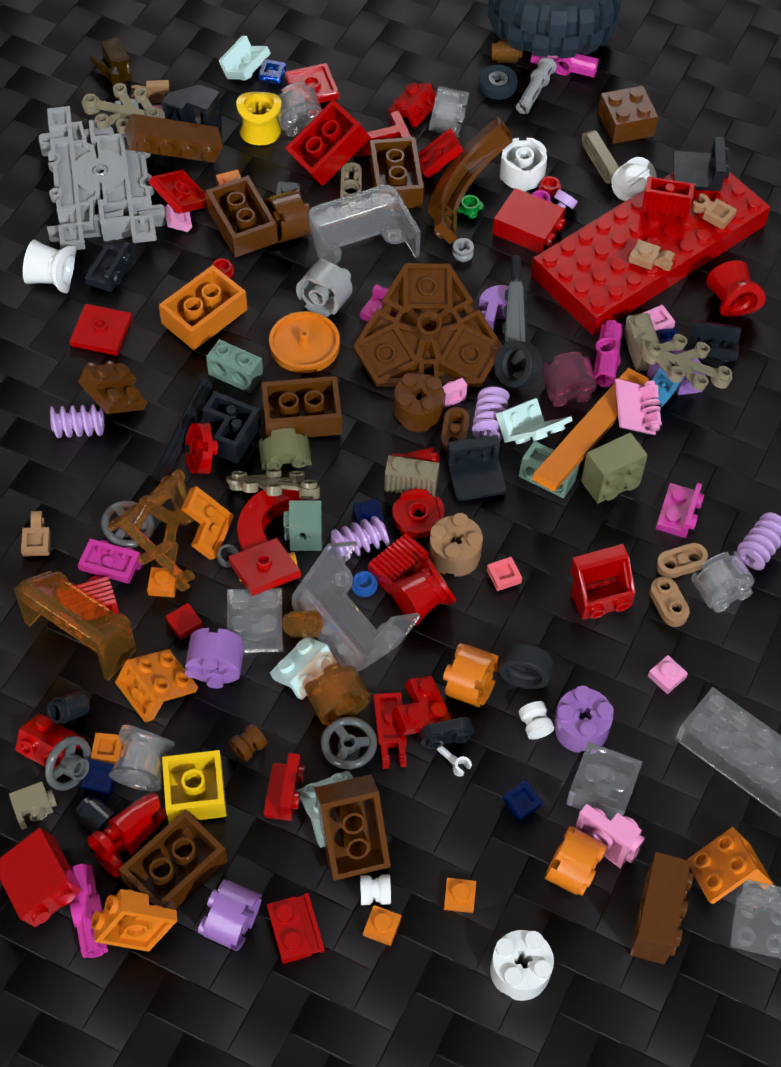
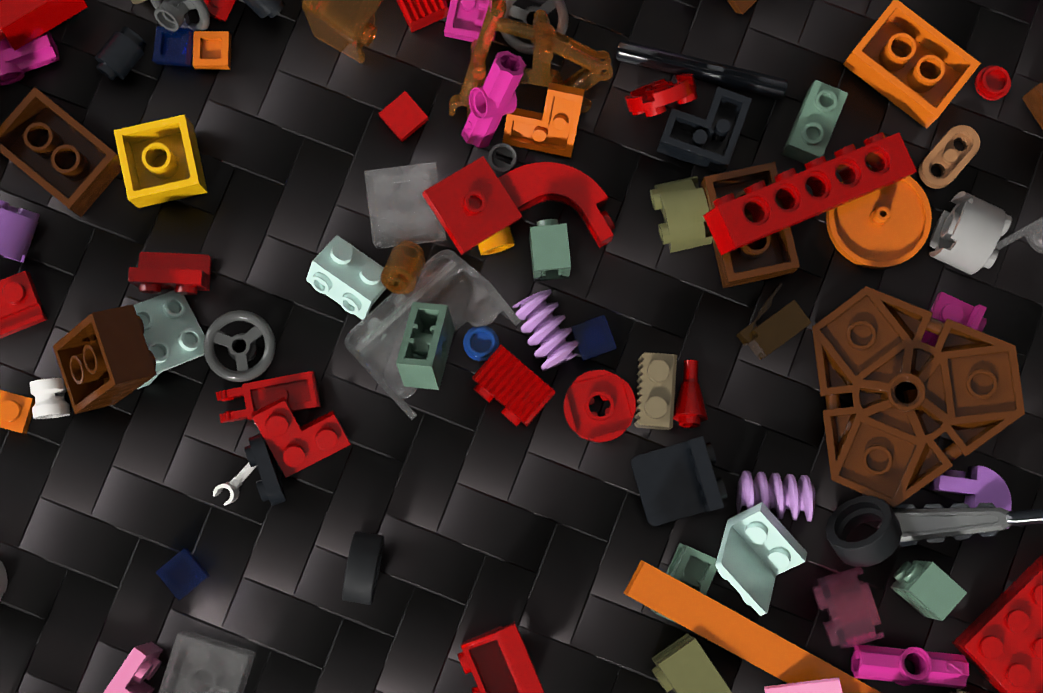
camera: 85 degrees right, 25 degrees up
(127, 832) = (97, 89): red piece -> none
(140, 759) = (189, 90): clear hat -> none
(152, 680) = (310, 96): orange bracket -> none
(161, 583) = (452, 78): orange plate -> none
(182, 533) = (493, 99): none -> dark pink piece
(214, 657) = (337, 160): medium lavender brick -> none
(247, 742) = (231, 218): reddish brown wheel -> none
(272, 301) = (948, 158): none -> medium nougat plate
(273, 483) = (621, 159): dark tan plant -> none
(287, 362) = (732, 228): none -> red brick
(337, 693) = (300, 323): clear orange brick -> none
(364, 606) = (425, 345): none -> sand green brick
(375, 403) = (776, 329): none -> dark brown piece
(419, 402) = (798, 376): reddish brown brick -> none
(421, 591) = (462, 420): red hat -> none
(453, 431) = (744, 446): reddish brown plate -> none
(454, 392) = (810, 438): bright pink plate -> none
(455, 545) = (547, 439): medium nougat brick -> none
(460, 895) = (56, 503): orange plate -> none
(471, 675) = (343, 495): orange brick -> none
(504, 573) = (514, 531): coral plate -> none
(536, 720) = (294, 586): white wheel -> none
(558, 333) = (927, 589): none -> sand green brick
(575, 861) = (92, 644): orange brick -> none
(583, 718) = (275, 649): medium lavender brick -> none

